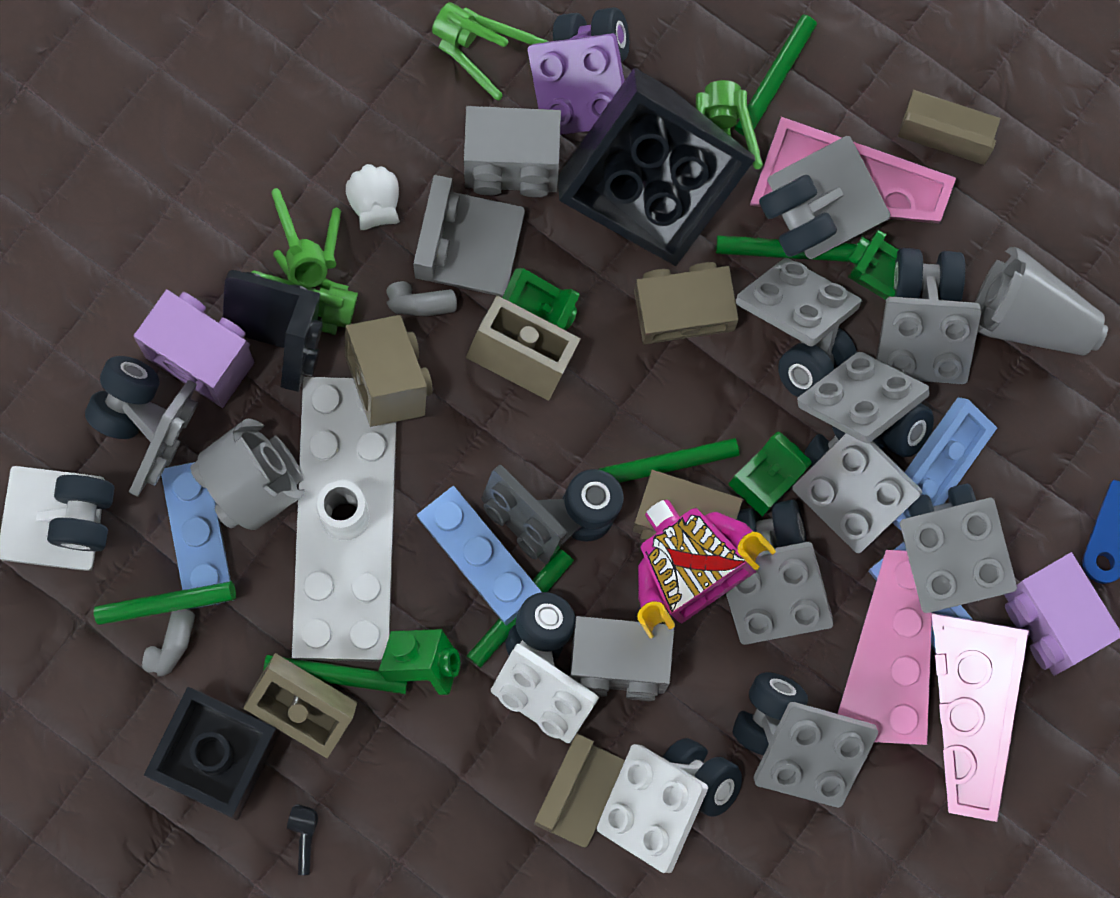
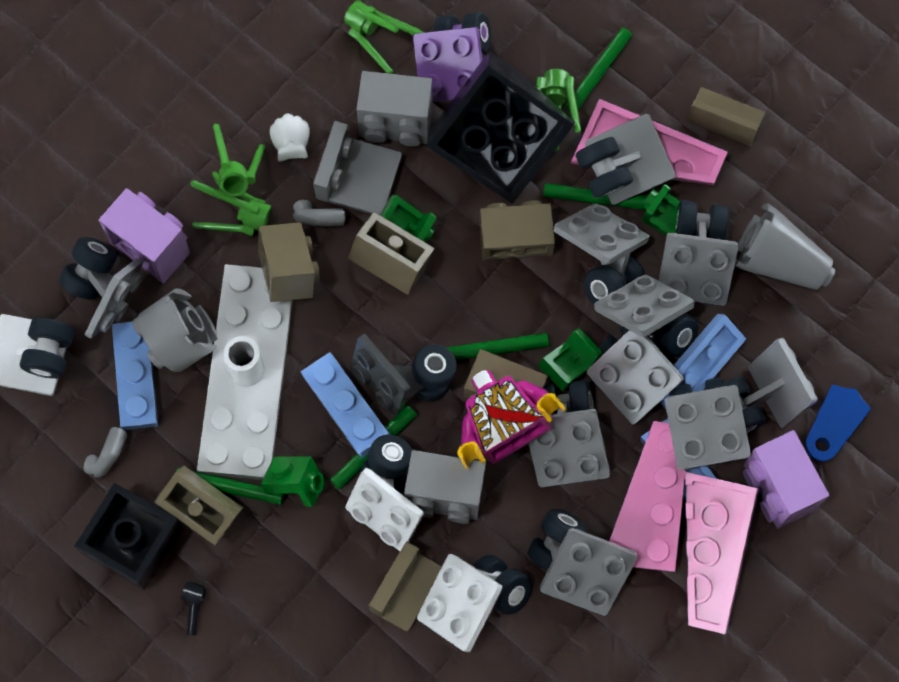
camera: 10 degrees right, 5 degrees down
(165, 603) = (105, 422): green bar -> none
(277, 316) = (208, 216): black bracket -> none
(1046, 487) = (779, 384): none -> light grey plate

